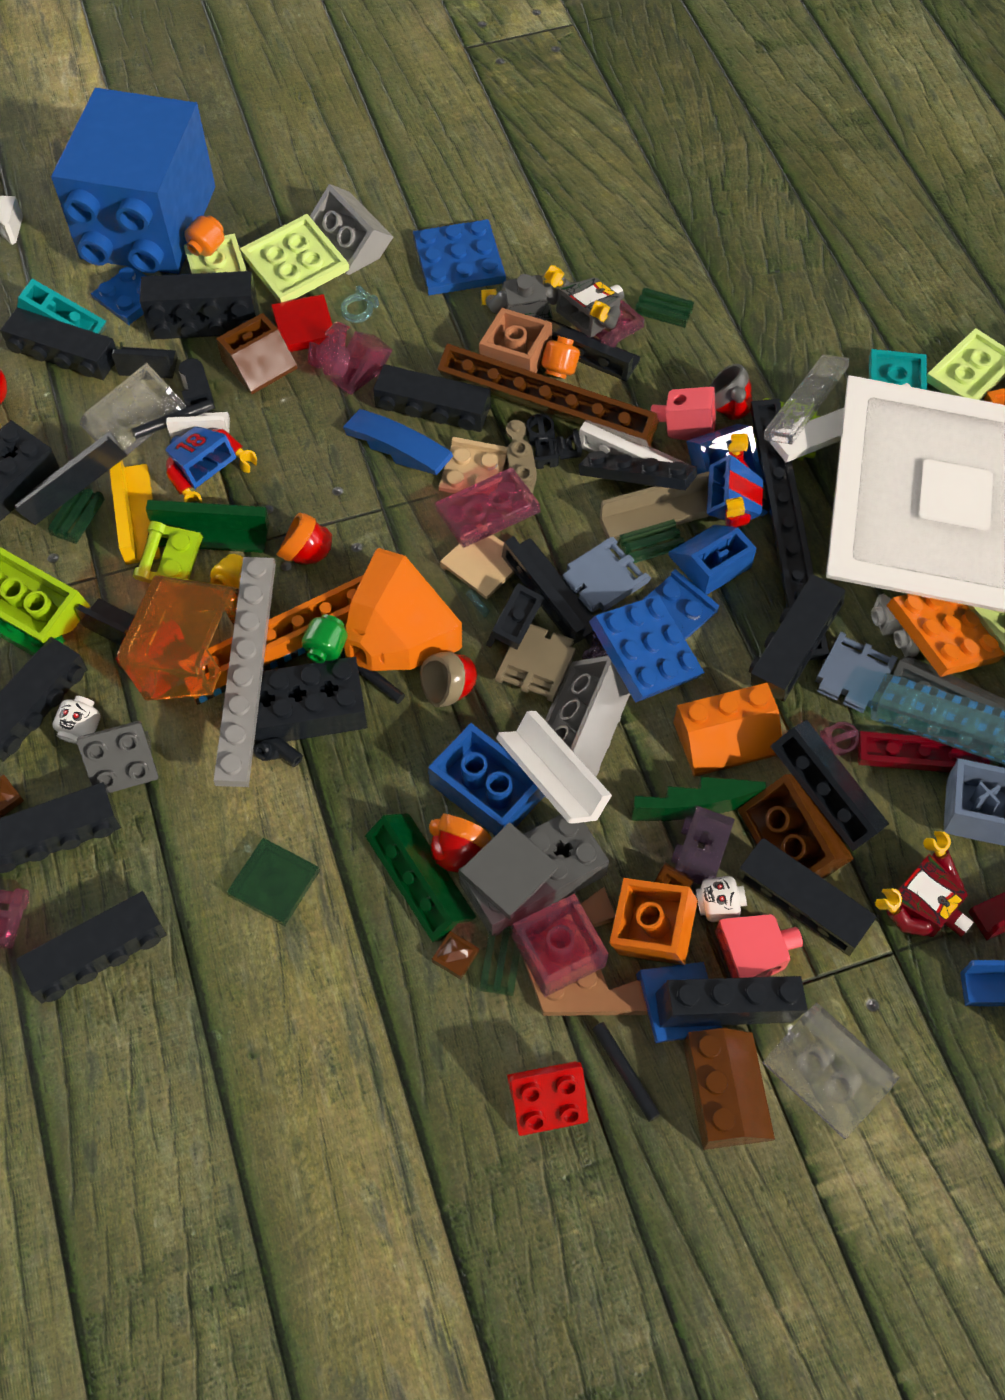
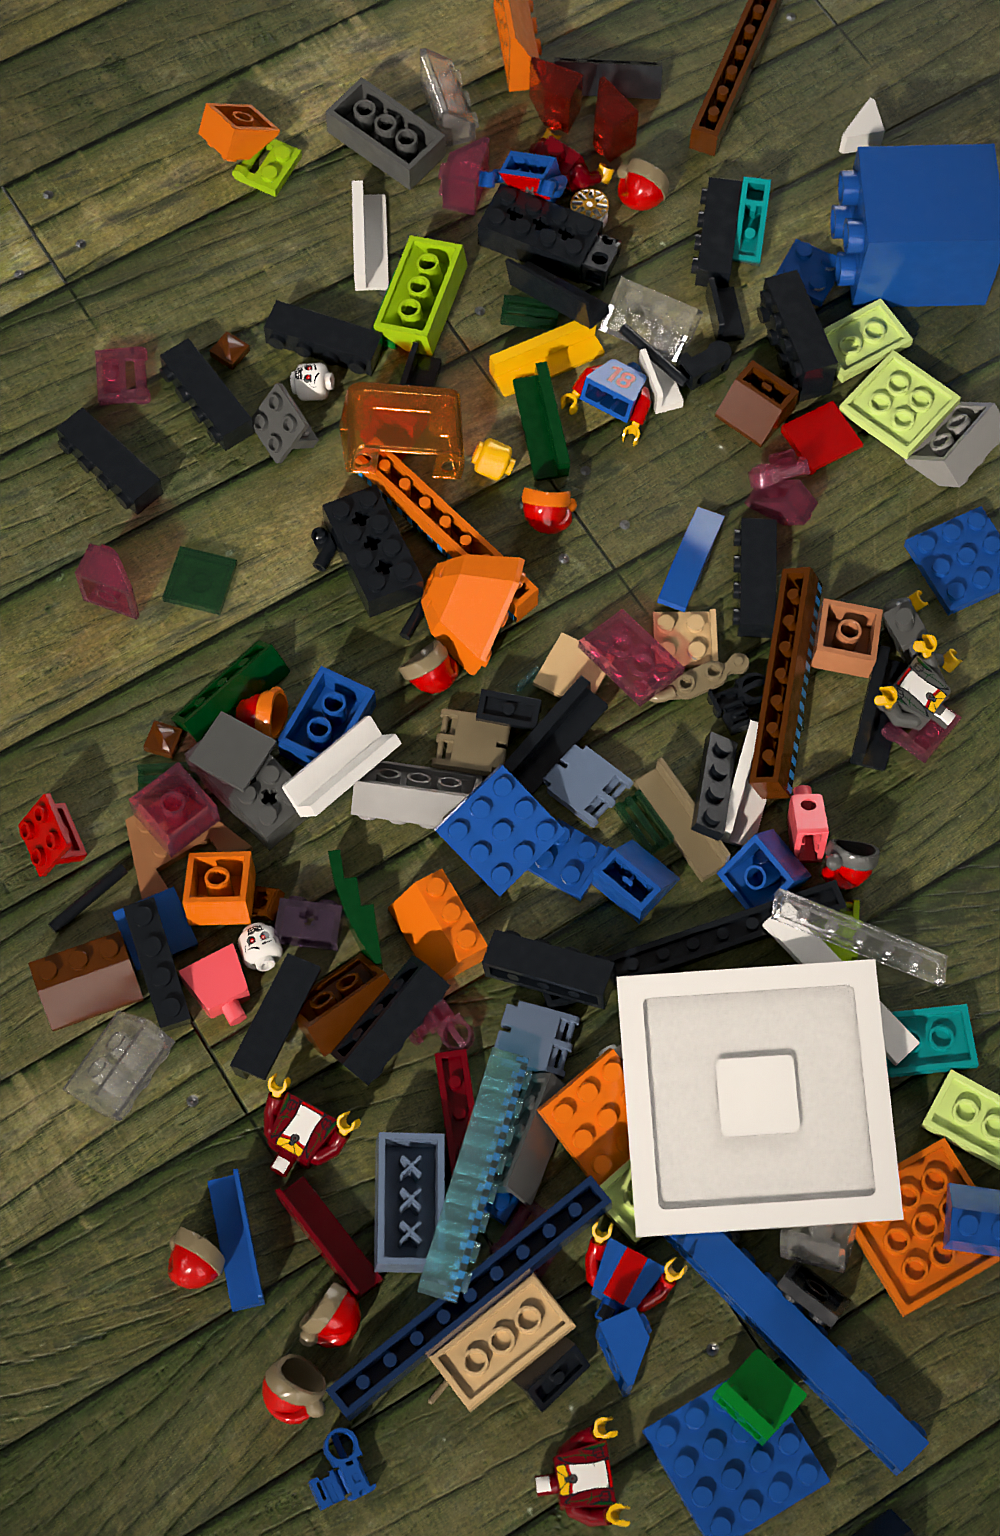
camera: 75 degrees right, 5 degrees up
(53, 437) = (600, 261): none -> black leg
(178, 554) = (501, 409): lime plate -> none
(204, 236) = (886, 310): orange head -> none
(245, 673) = (381, 491): light grey plate -> none
(254, 968) = (105, 581): none -> clear pink slope
(324, 638) = (427, 546): green head -> none
(361, 294) = (869, 492): clear light blue piece -> none
(560, 357) = (845, 685): orange head -> none
(664, 304) = (965, 757): clear green tile -> none
(734, 488) = (711, 882): torso -> none

